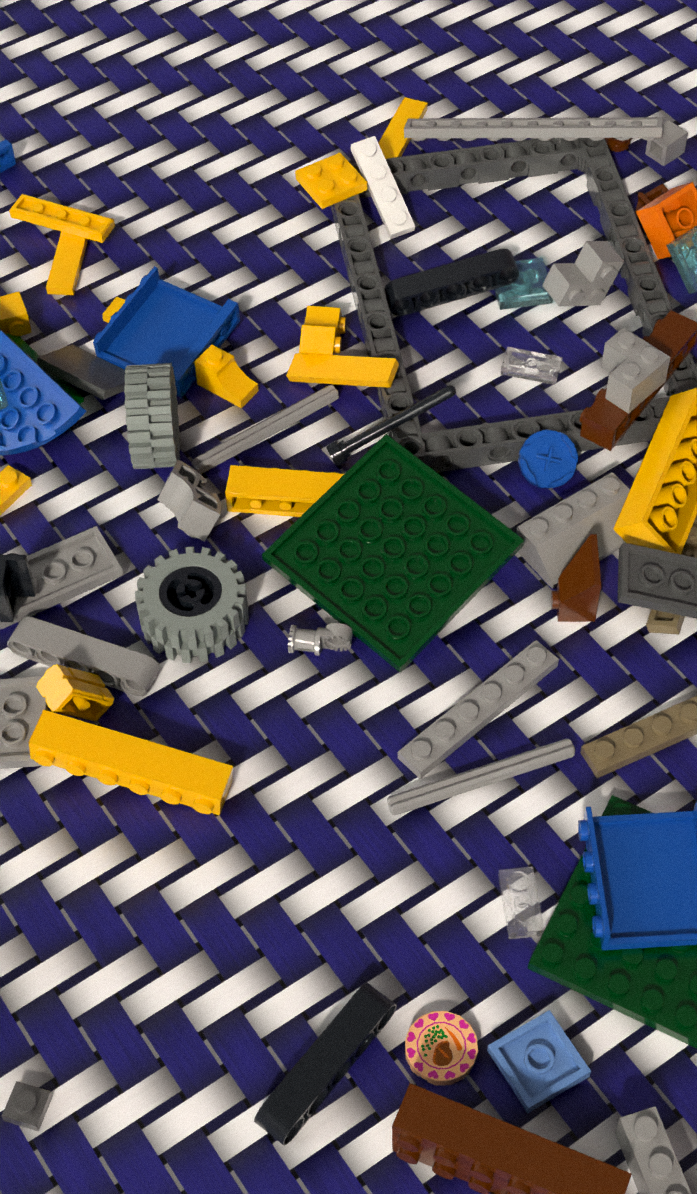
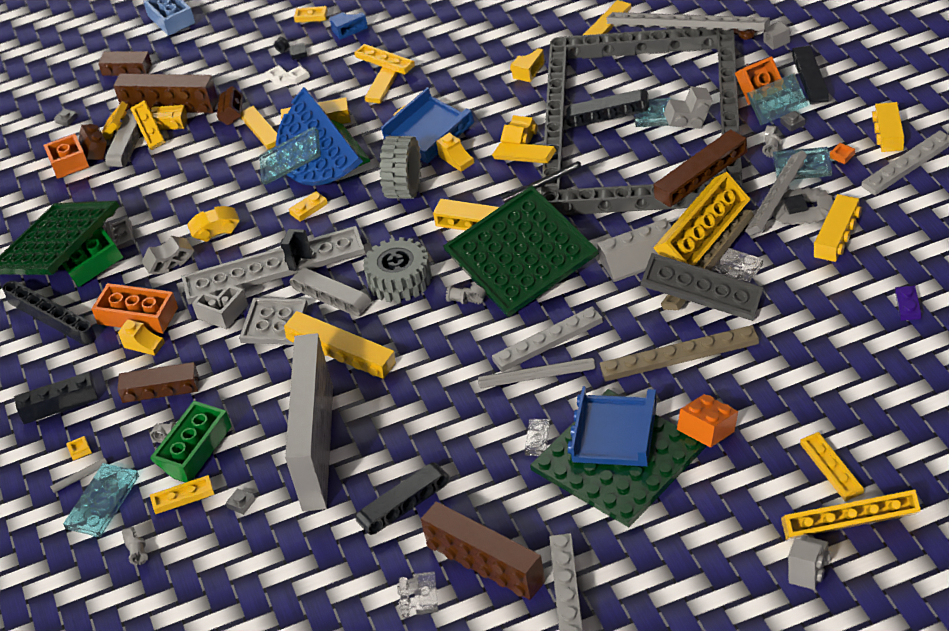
camera: 20 degrees right, 10 degrees down
(74, 692) = (317, 306): yellow brick -> none
(84, 371) = (367, 141): dark grey tile -> none
(131, 944) = (309, 423): none -> light grey tile
(190, 501) = (411, 215): light grey brick -> none
(264, 429) = (470, 183): light grey axle -> none
(296, 218) = (527, 66): none -> yellow arch
(331, 180) = (550, 45): yellow plate -> none
(382, 187) = (582, 51): white plate -> none
(441, 1047) = (469, 499): light nougat tile -> none
(531, 365) = (642, 159): clear plate -> none
(538, 1061) = (519, 511): medium blue plate -> none
(548, 459) = (632, 210): blue tile -> none
(579, 585) = (626, 278): reddish brown slope -> none
(634, 369) = (689, 160): light grey brick -> none

